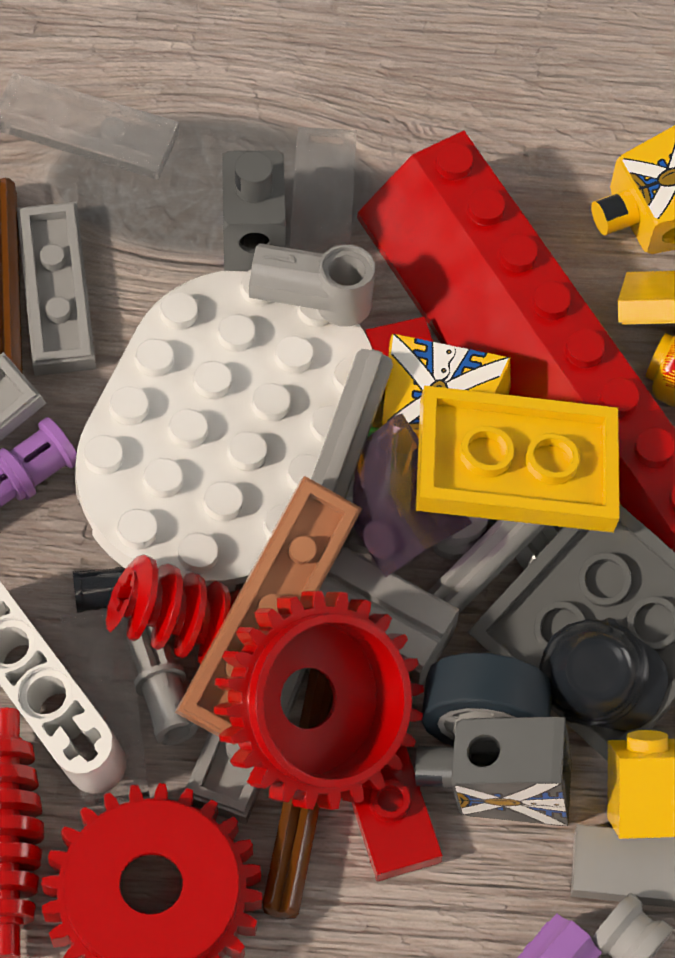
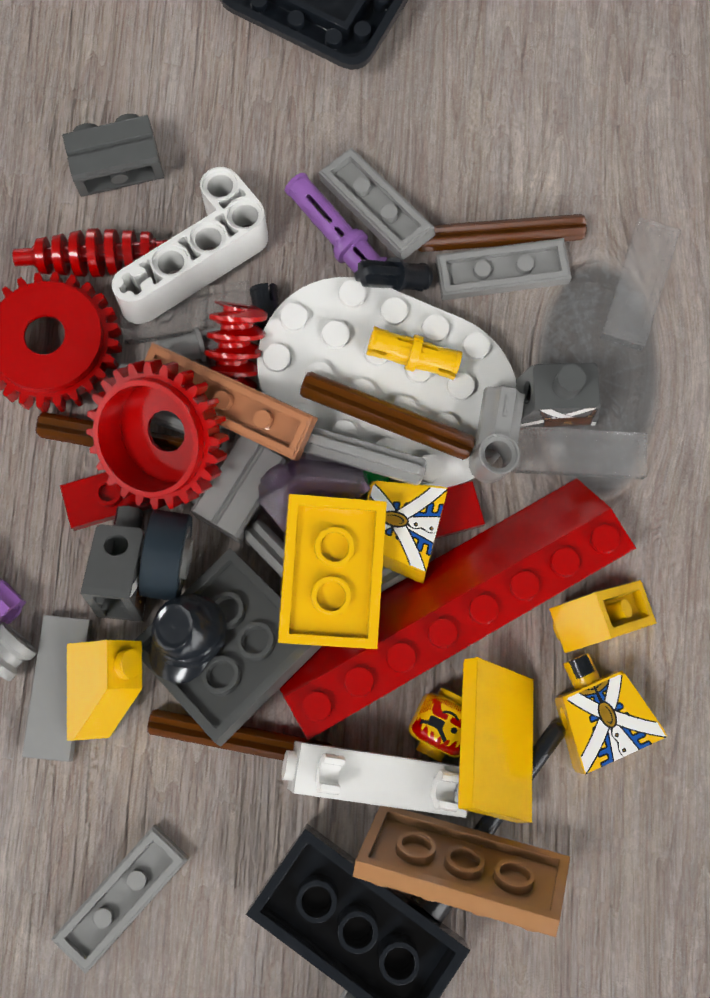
camera: 90 degrees right, 15 degrees up
(72, 405) = (394, 274): none -> black axle
(197, 374) = (414, 353): none -> yellow pin
(285, 414) = (387, 415): none -> reddish brown axle
(547, 186) = (602, 616): none -> yellow slope

